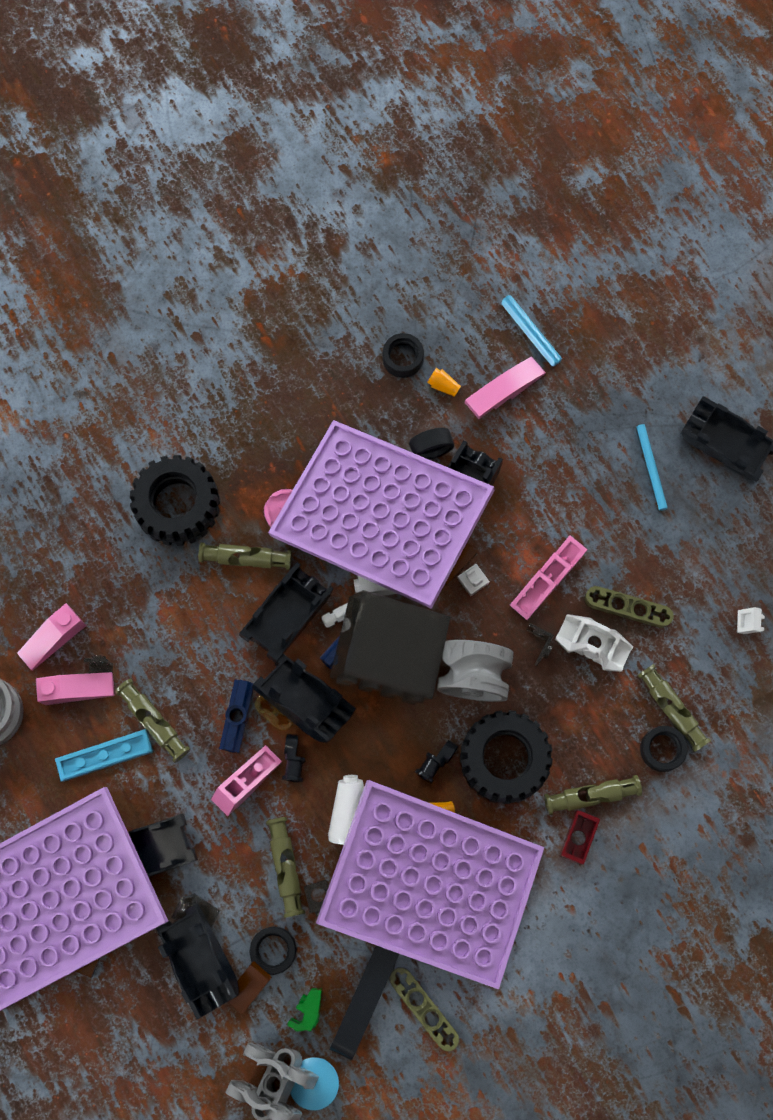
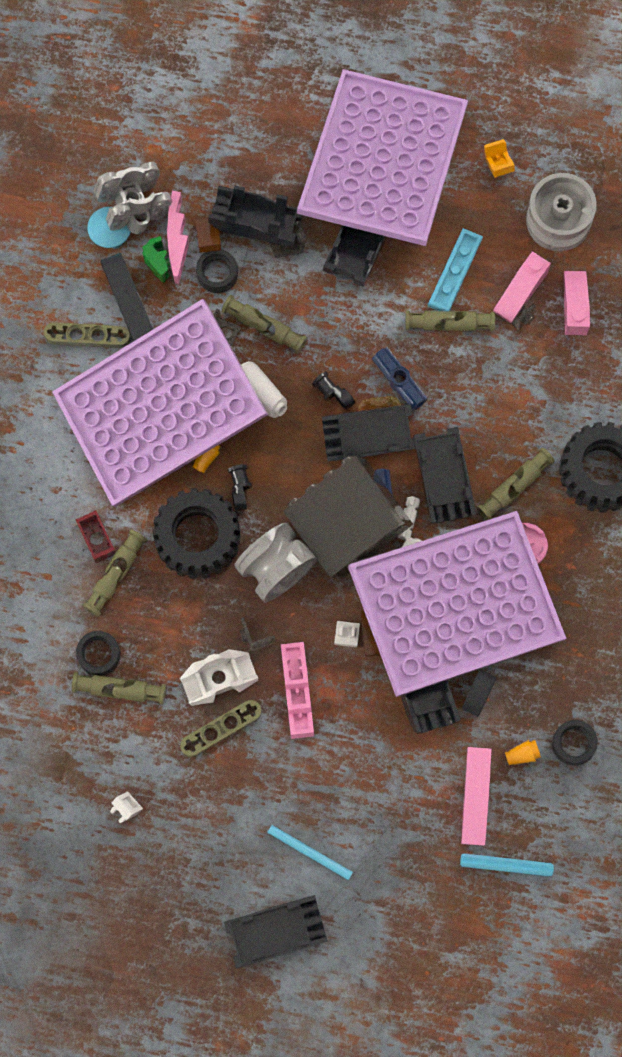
camera: 135 degrees right, 0 degrees up
(245, 780) = (348, 349): bright pink slope -> none
(279, 1007) = (177, 242): none -> bright pink slope

